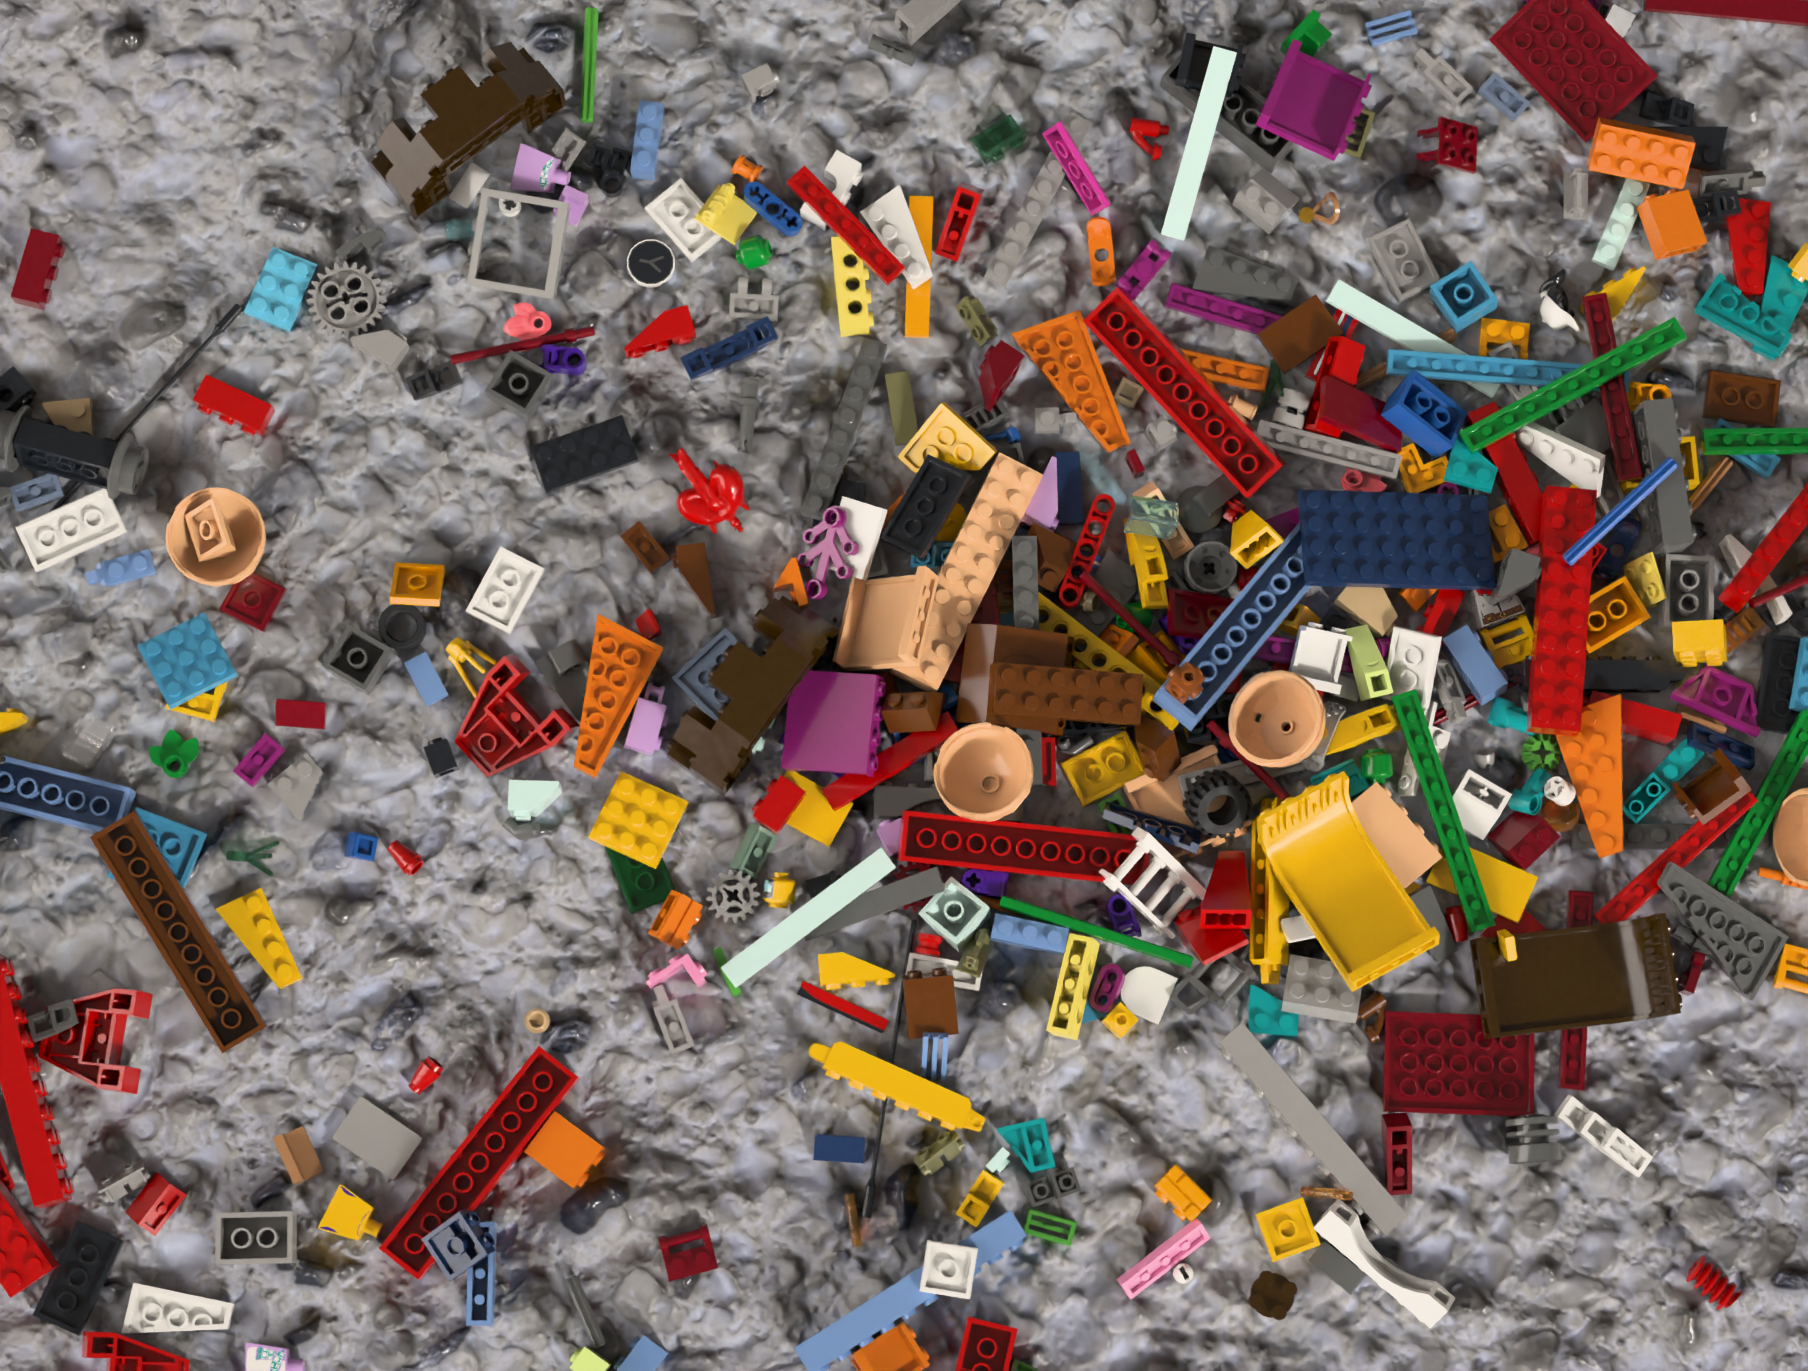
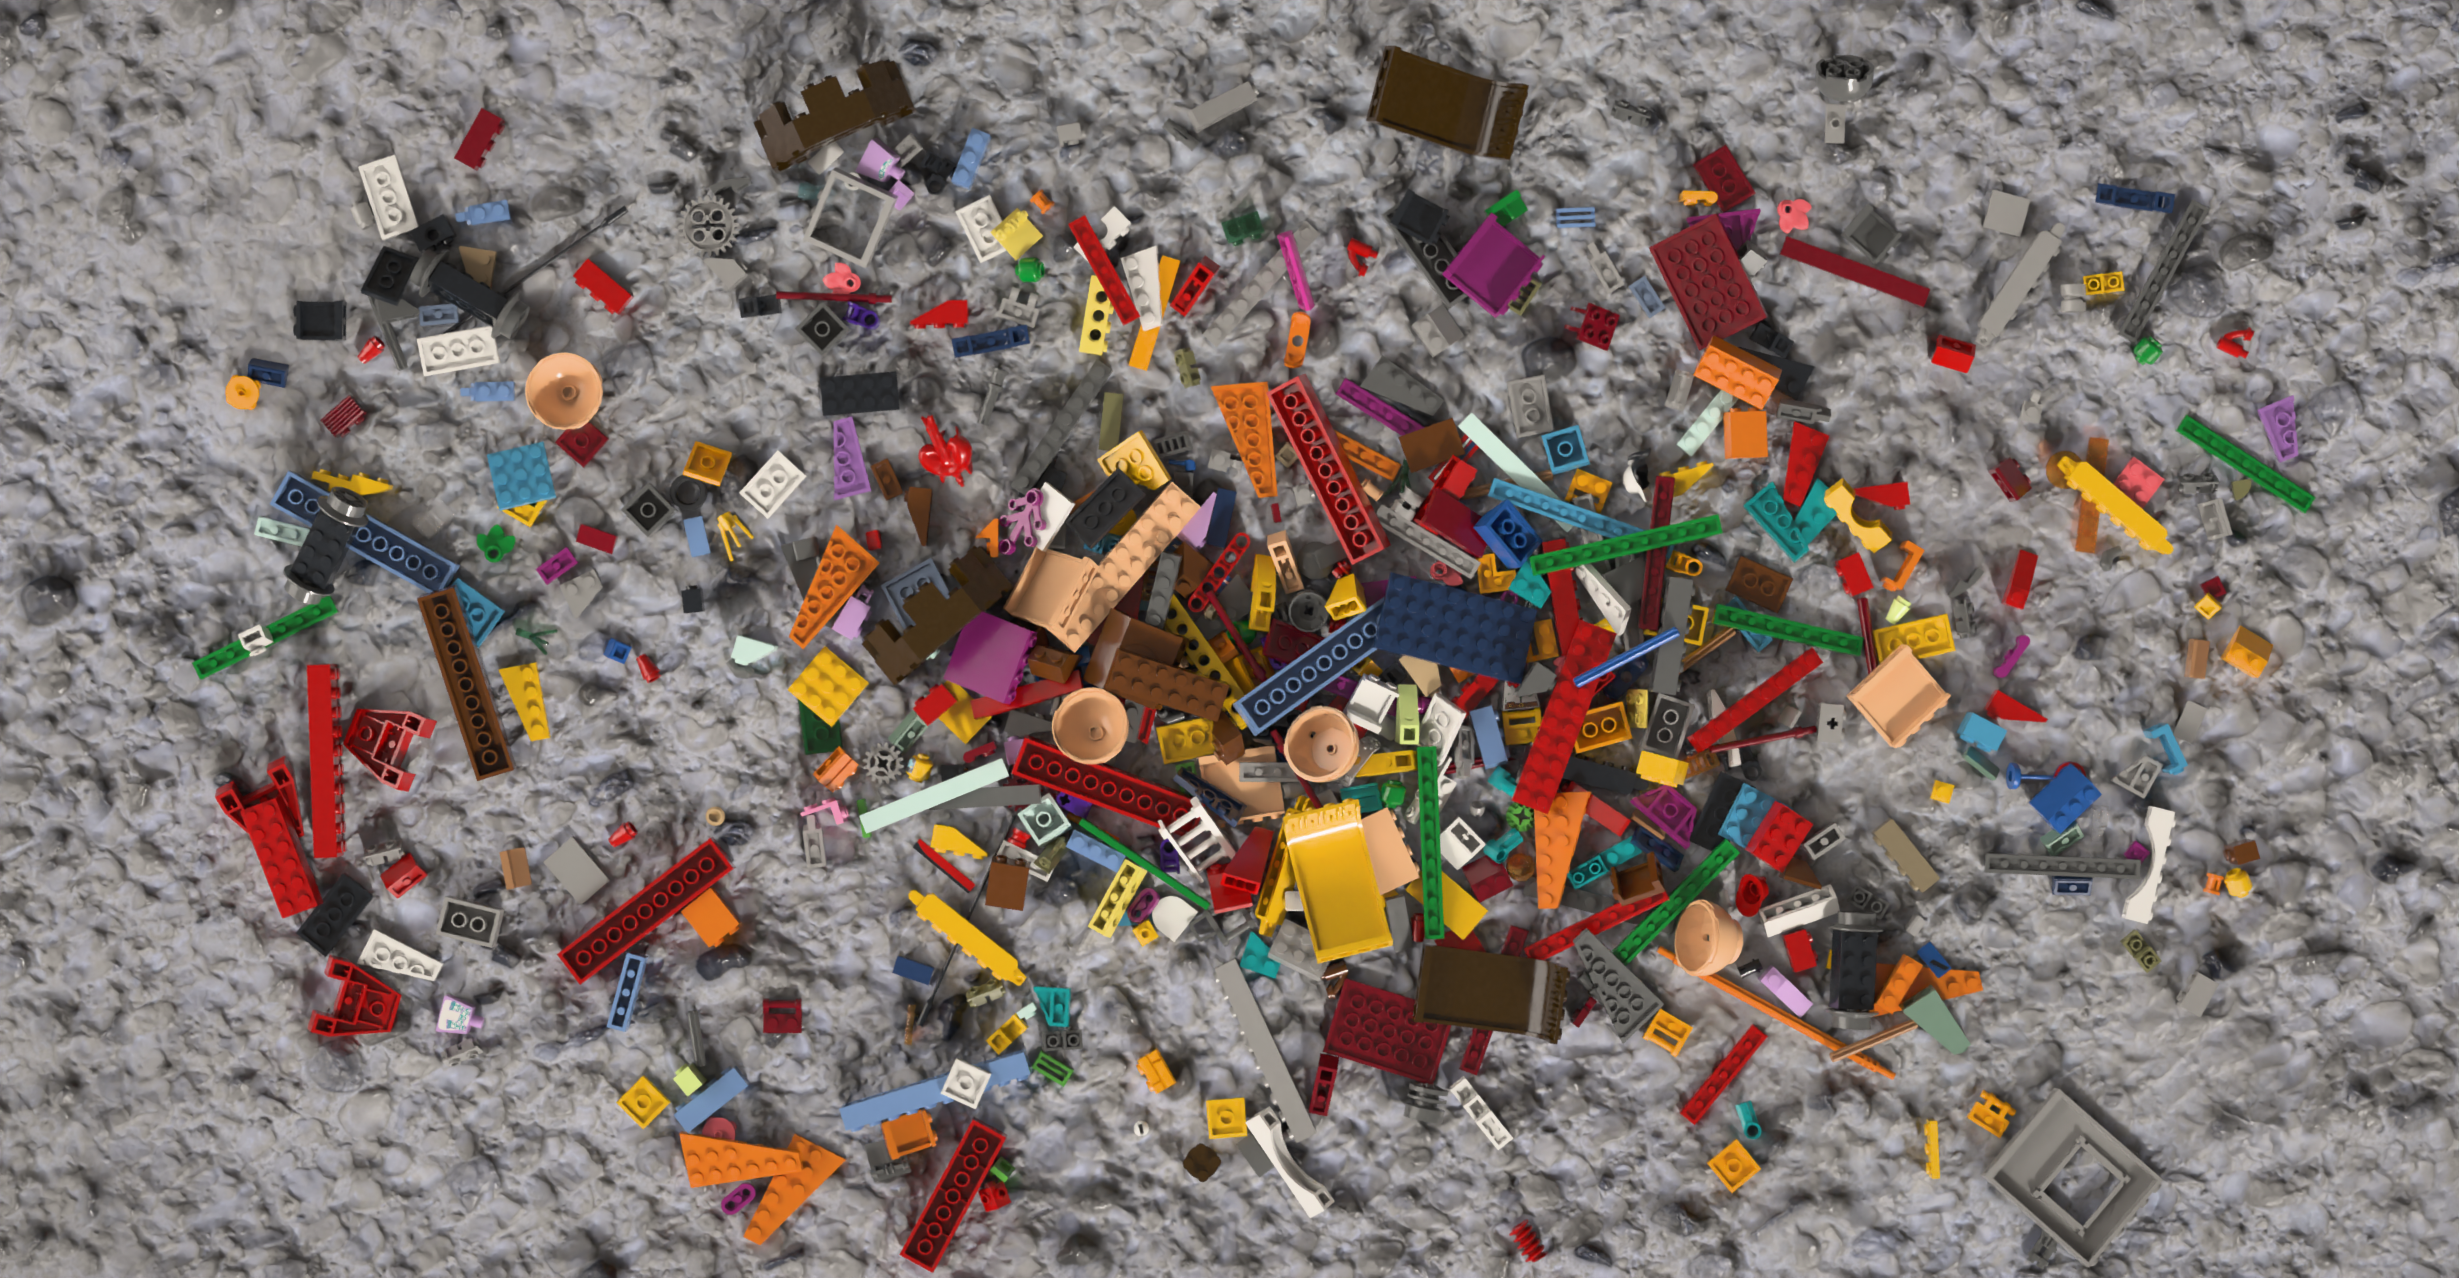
camera: 25 degrees right, 10 degrees up
(53, 1021) = (359, 721): dark grey slope -> none
(65, 356) = (485, 213): none -> medium blue hinge
(210, 531) = (560, 385): light nougat slope -> none
(281, 289) = (661, 202): medium azure plate -> none
(350, 1216) = (542, 923): yellow torso -> none
(459, 1243) = (615, 968): plate -> none
(502, 725) = (745, 589): red wedge -> none
(589, 65) = (942, 84): bright green axle -> none
(595, 545) = (849, 464): none -> medium lavender wing
(650, 263) = (949, 256): black tile -> none
(763, 192) = (1040, 229): blue beam -> none
(856, 844) = (986, 750): none -> dark red plate
(933, 1073) = (998, 933): medium blue tile -> none
(998, 372) = (1191, 414): dark red slope -> none
(1144, 269) = (1327, 361): magenta plate -> none
(1152, 517) = (1275, 561): clear light blue panel -> none
(1163, 1258) = (1129, 1114): bright pink plate -> none
(1185, 682) = (1249, 703): dark orange brick -> none
(1198, 143) = (1395, 275): light aqua tile -> none
(1229, 815) = (1261, 780): black tyre -> none
(1307, 214) = (1466, 350): medium nougat piece -> none
(1326, 1193) = (1261, 1099): clear orange wheel -> none
(1507, 945) = (1447, 956): yellow tile -> none
(1559, 791) = (1523, 850): white wheel -> none
(1718, 206) = (1785, 428): black slope -> none

